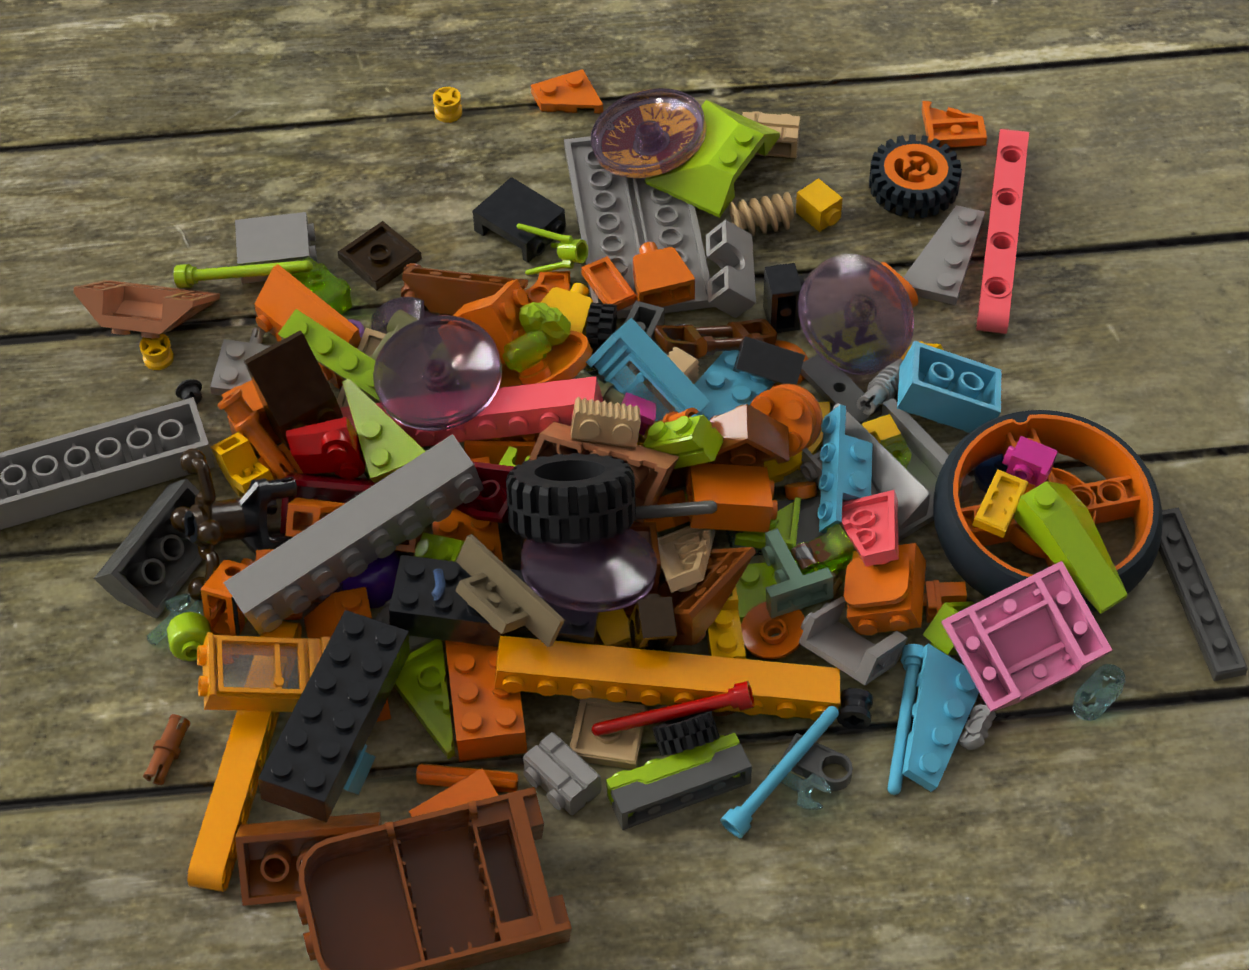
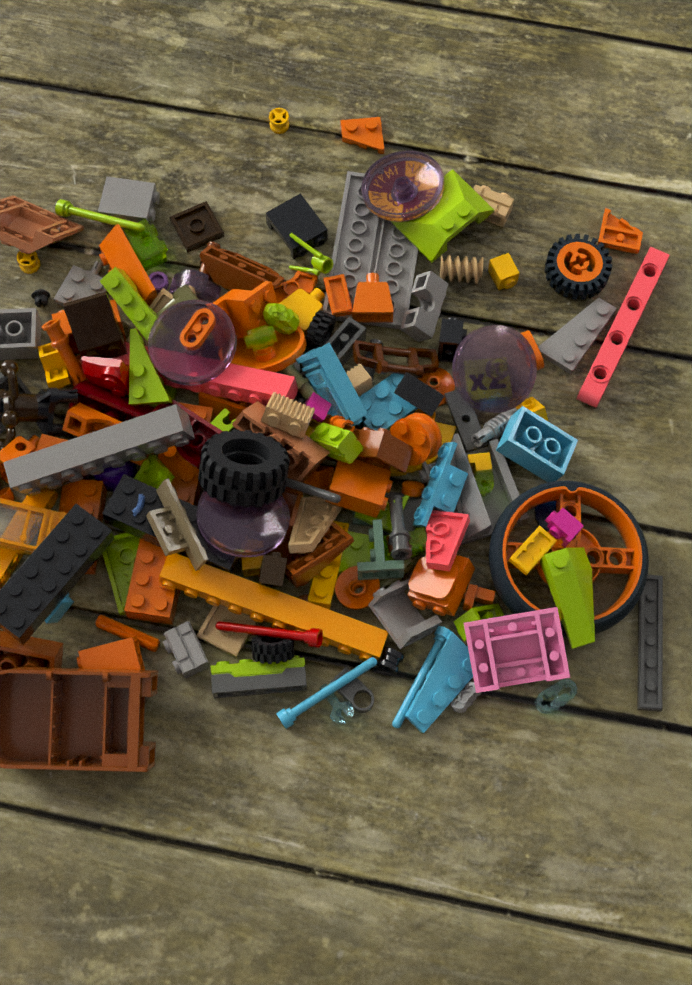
camera: 15 degrees right, 15 degrees up
(441, 352) = (197, 330): none -> orange plate
(810, 540) = (399, 536): none -> dark grey pin

